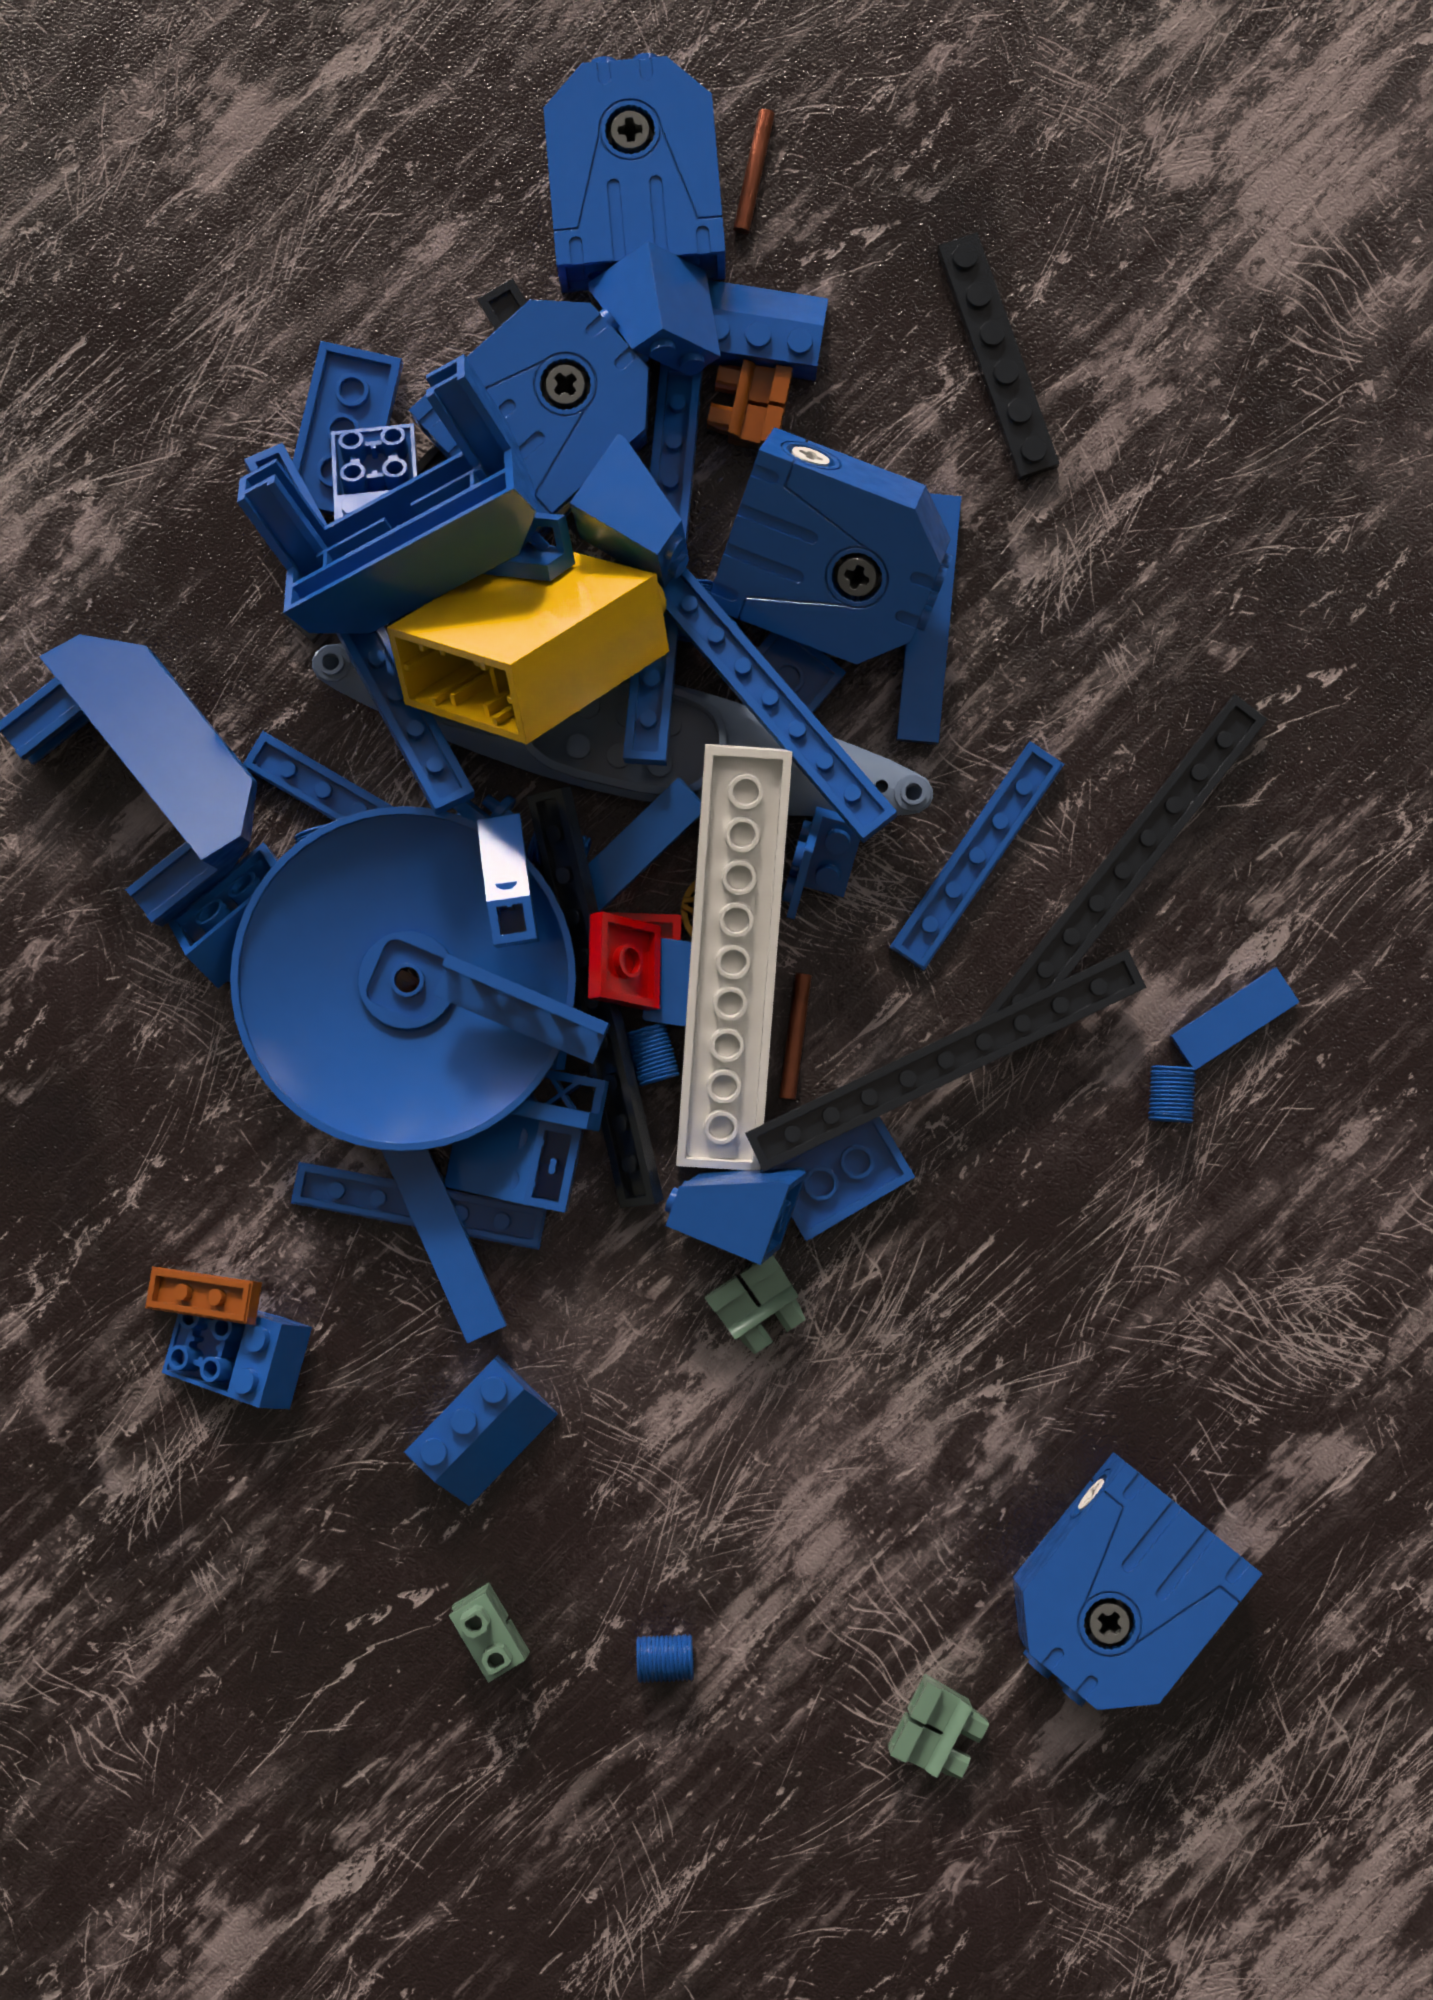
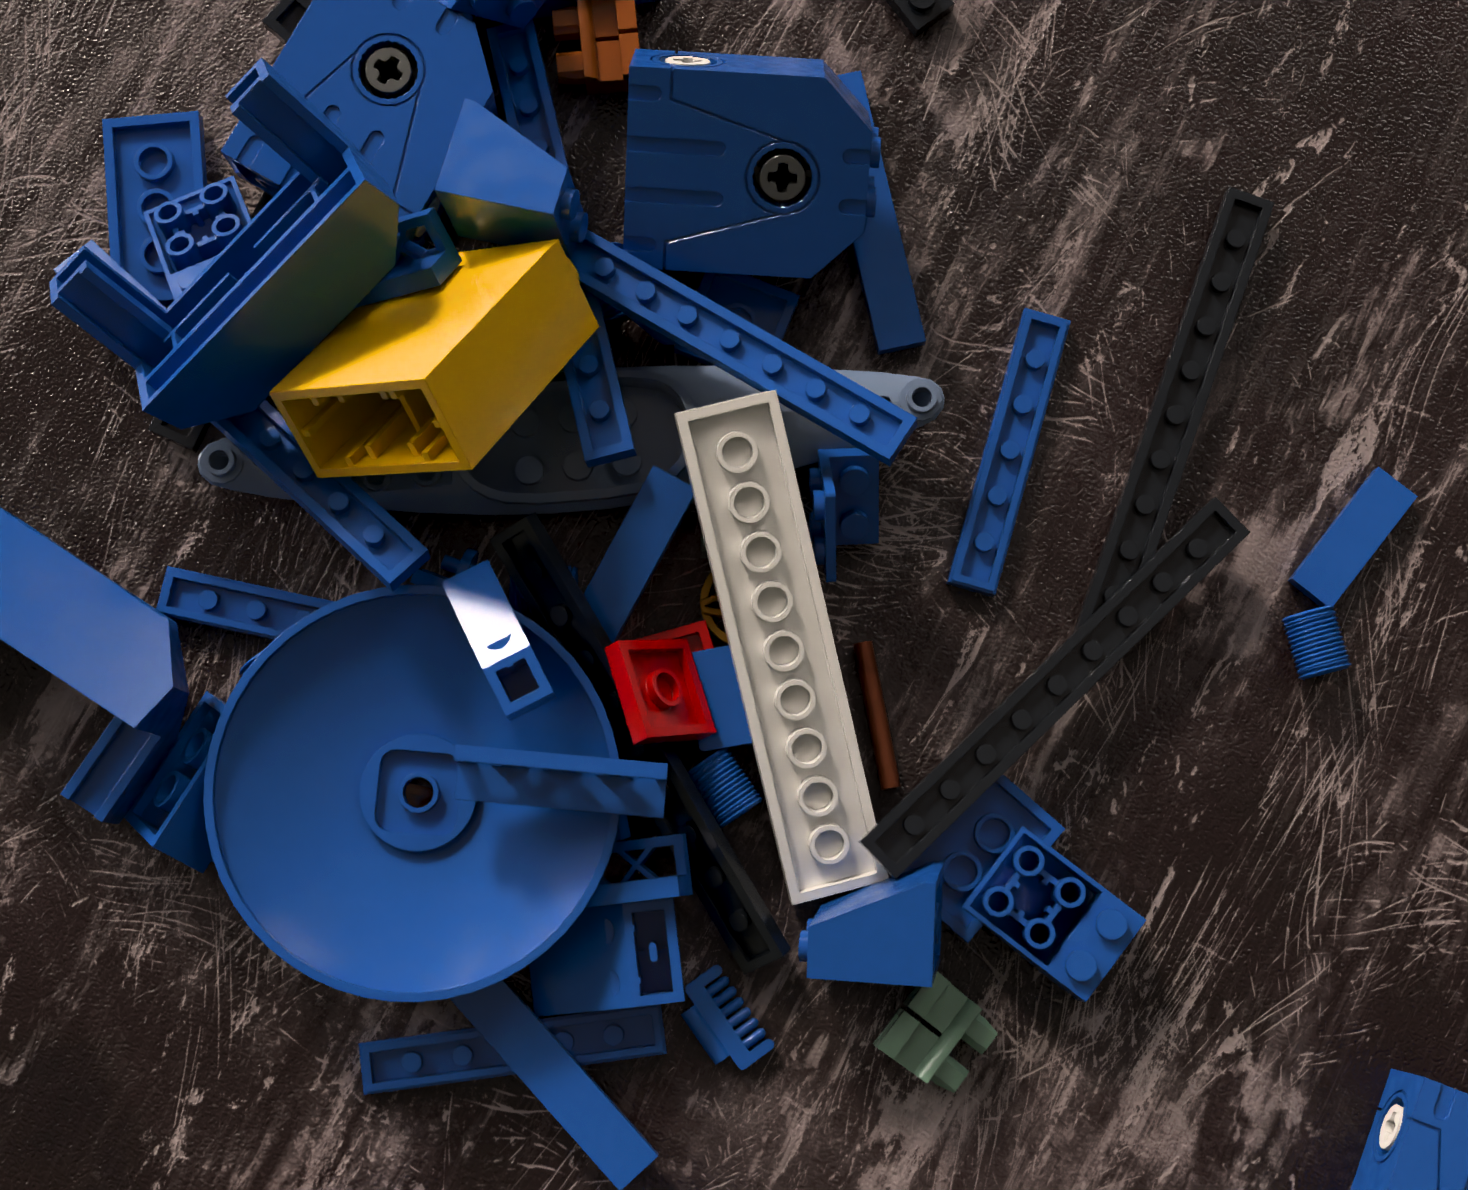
camera: 25 degrees left, 5 degrees down
(582, 1242) = (712, 1027): none -> blue piece
(880, 1240) = (1053, 914): none -> blue slope

